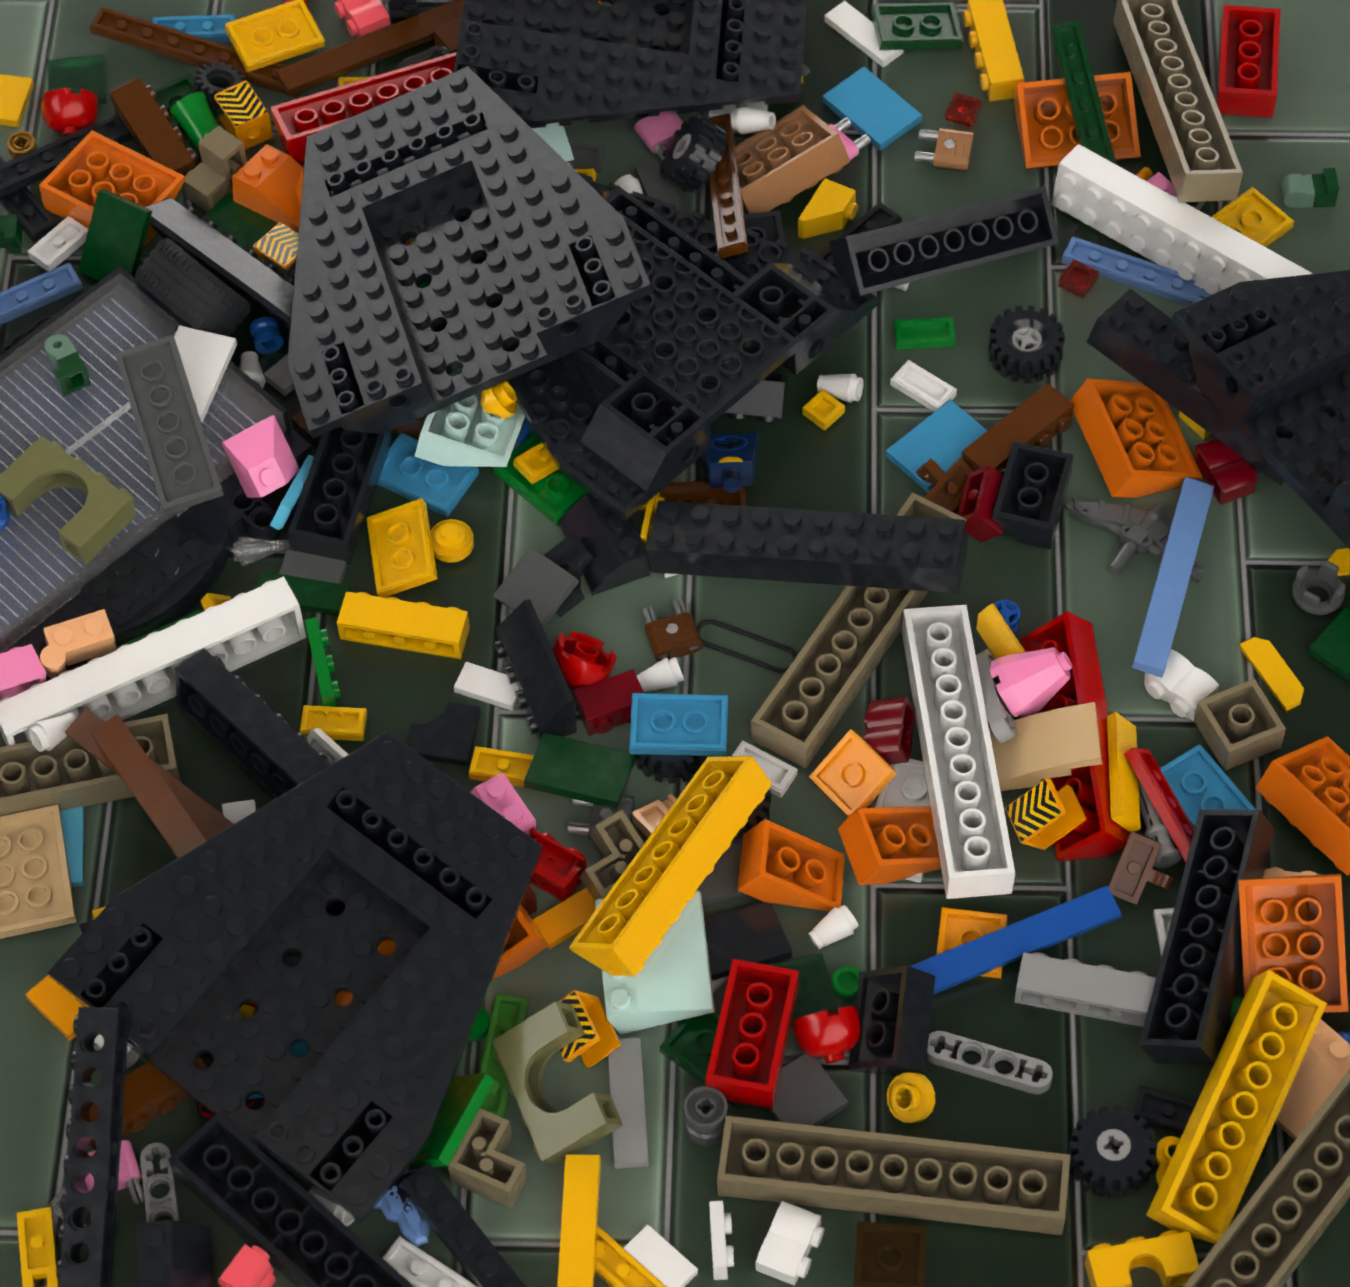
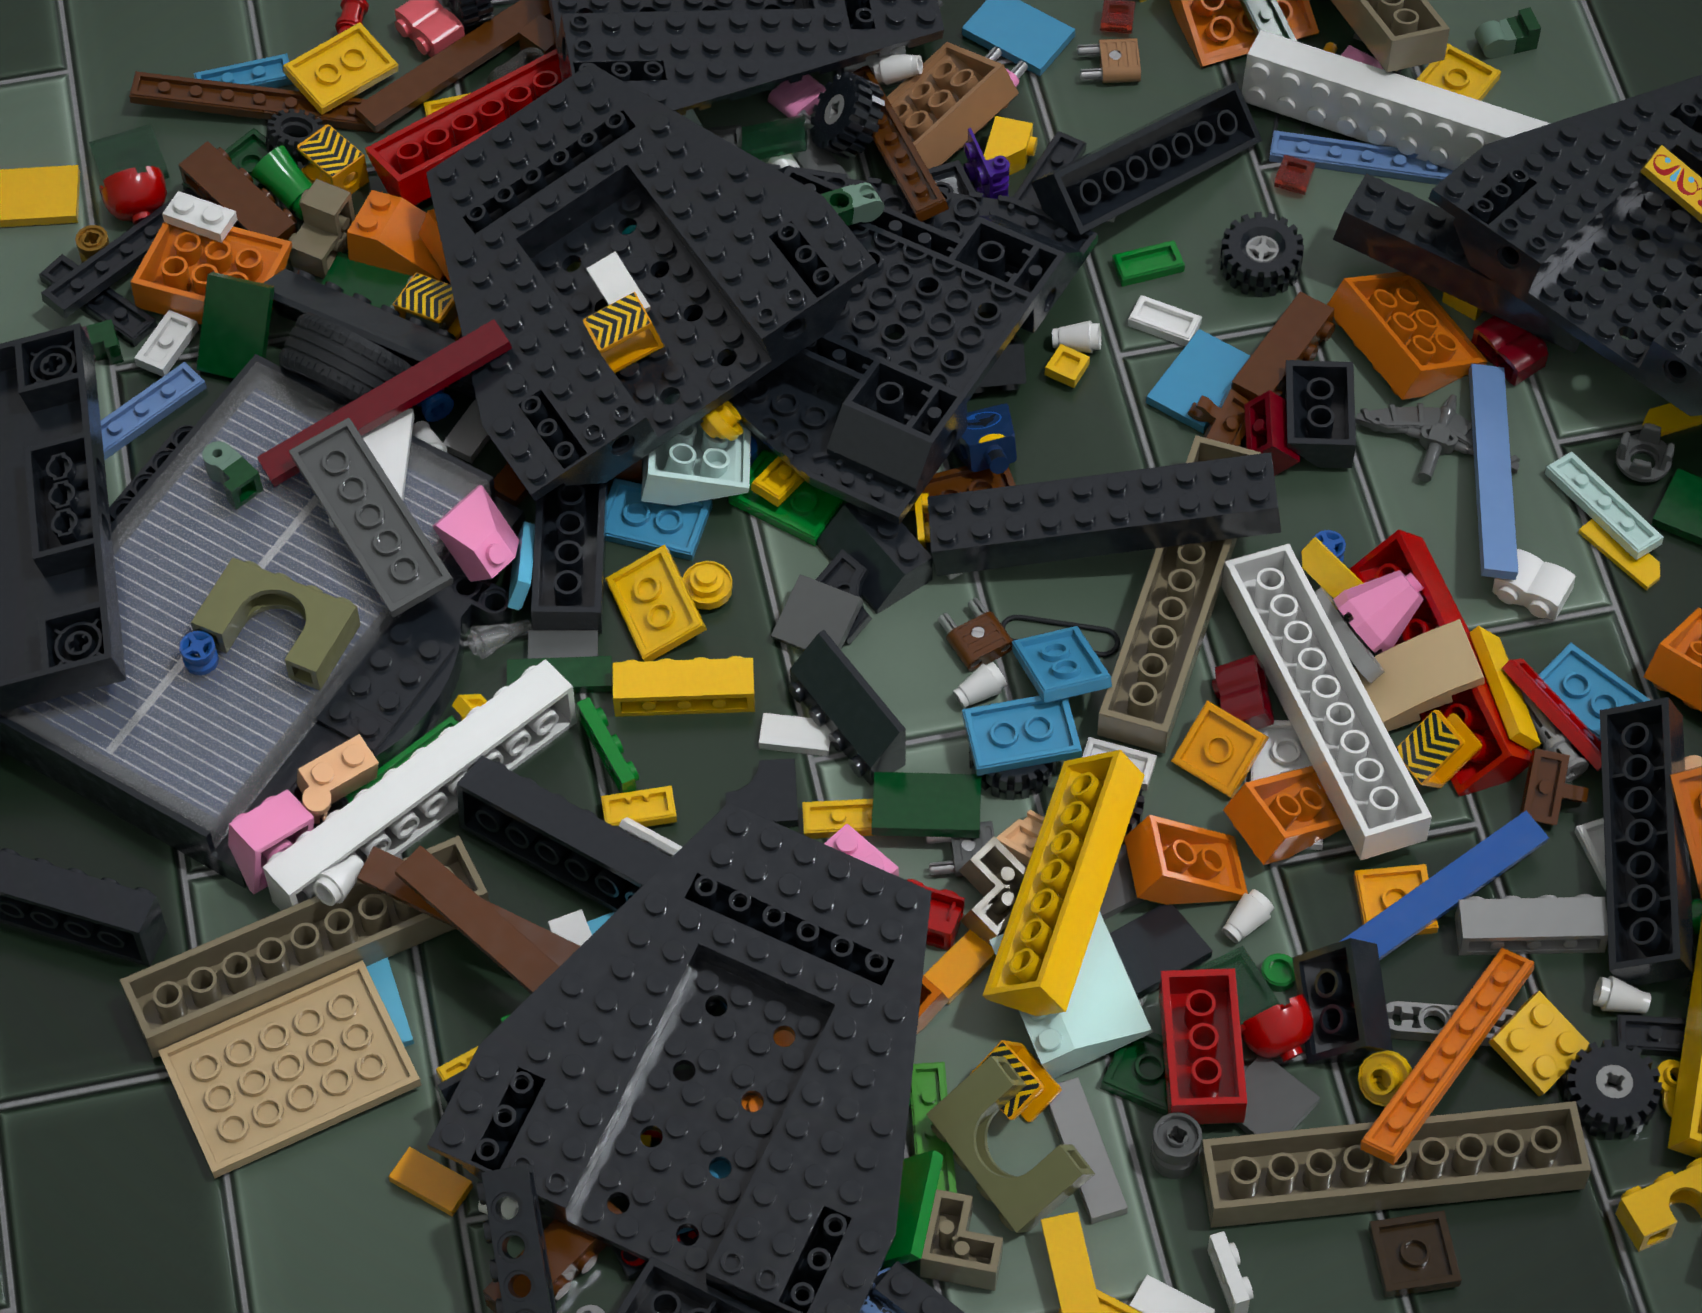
camera: 15 degrees left, 0 degrees up
(113, 140) = (199, 216): none -> white plate
(225, 321) = (397, 394): none -> dark red tile
(427, 305) = (623, 332): none -> piece
(435, 267) = (614, 280): none -> white tile
(582, 659) = (896, 684): red cylinder -> none
(607, 702) = (935, 725): dark red brick -> none
(626, 163) = (775, 137): none -> clear green tile
(658, 232) = (855, 203): none -> sand green leg
(733, 671) = (1061, 664): none -> dark azure tile
(789, 1243) = (1304, 1261): white brick -> none
(801, 227) = (988, 176): none -> dark purple hinge
(968, 1089) = (1447, 1056): none -> orange tile
(1058, 1095) = (1538, 1043): none -> yellow plate
(1146, 1070) = (1619, 996): none -> white cone
(1239, 724) = (1608, 613): dark tan brick -> none
(1268, 627) = (1604, 505): none -> light aqua tile

